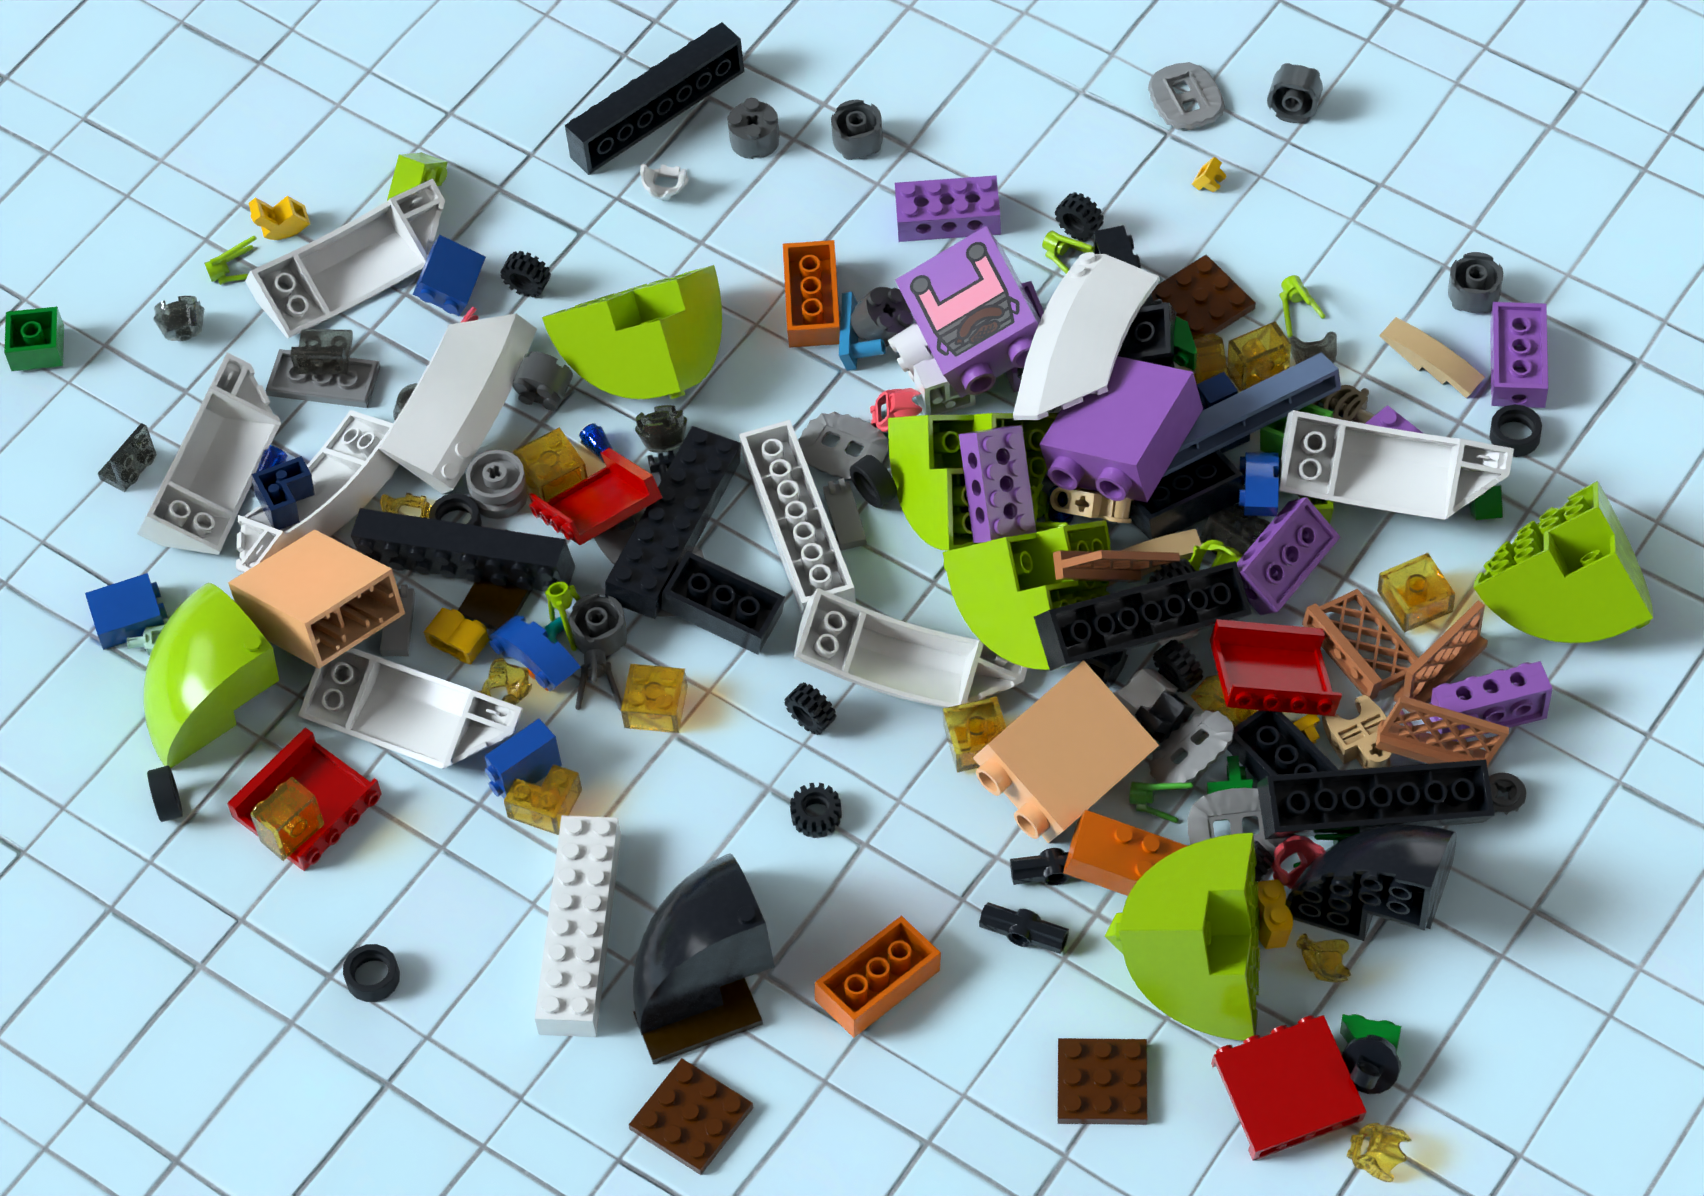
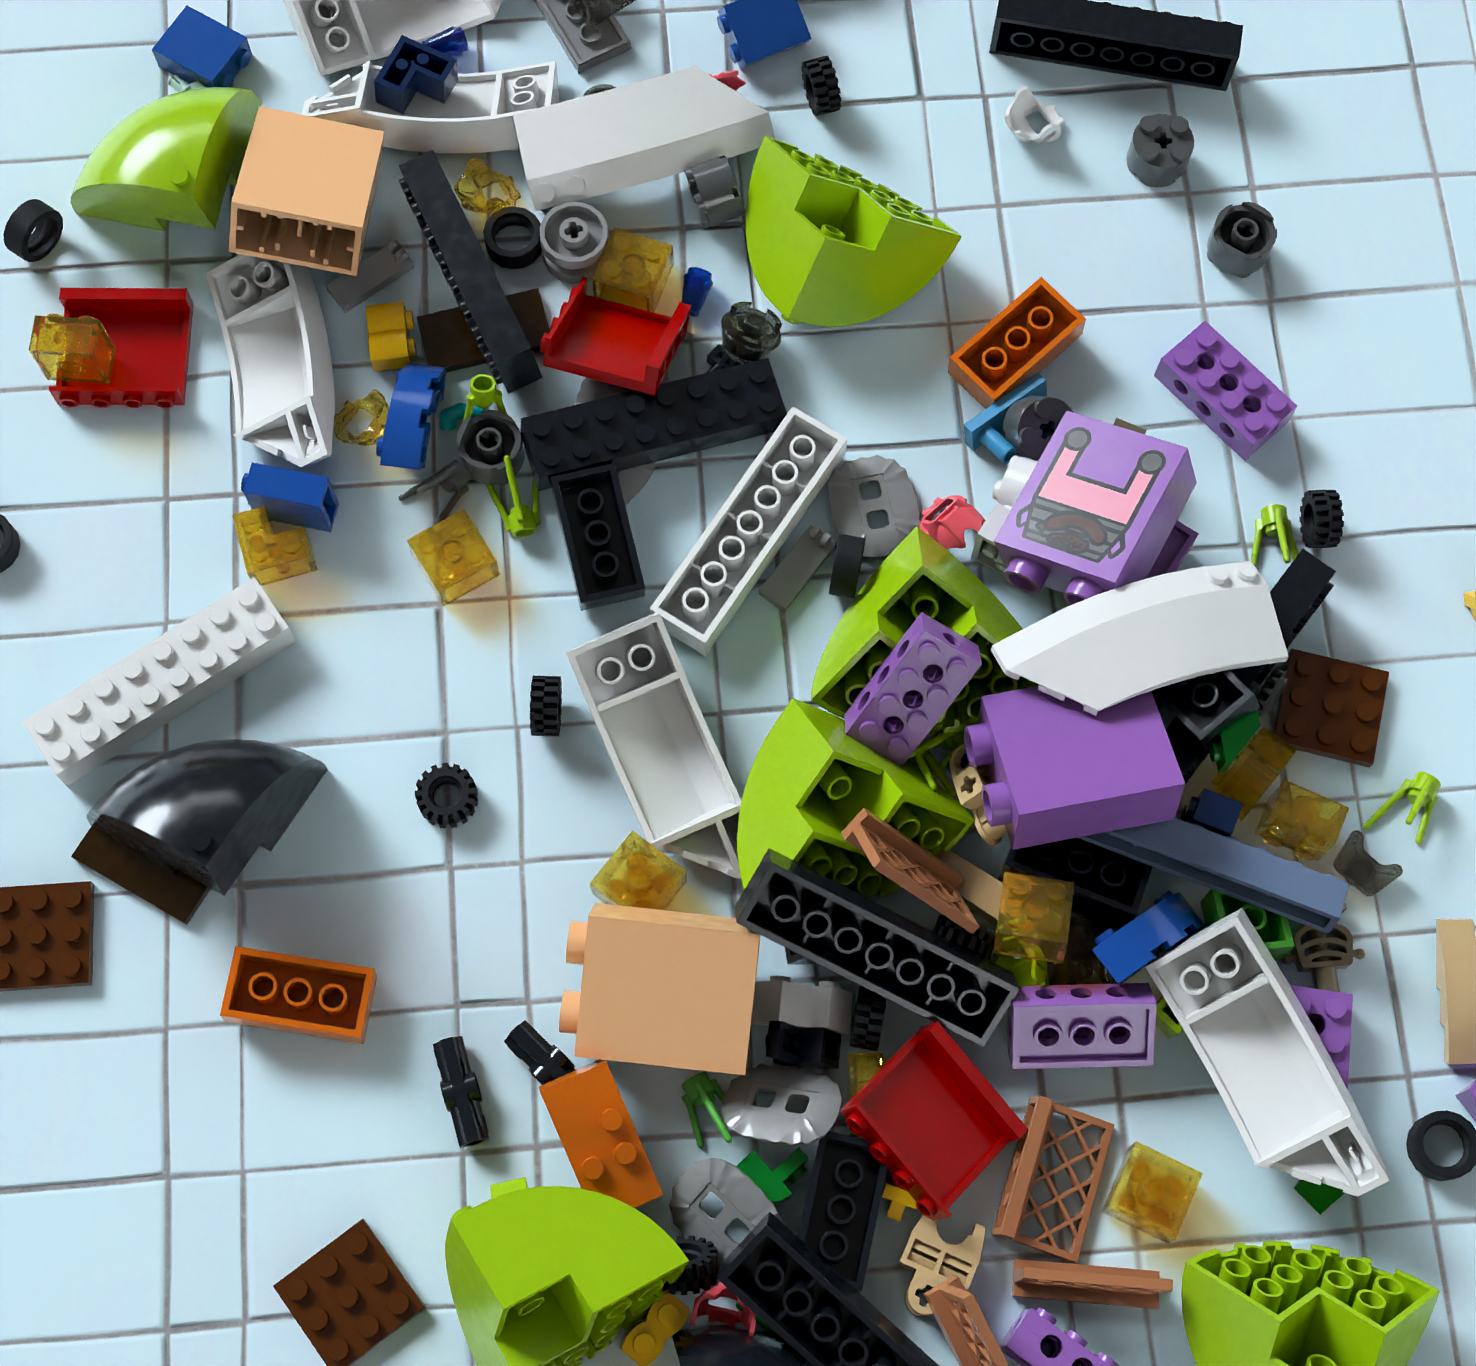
camera: 45 degrees right, 15 degrees up
(664, 644) = (521, 520): none -> lime plant
(1197, 527) = (1034, 917): none -> clear yellow brick

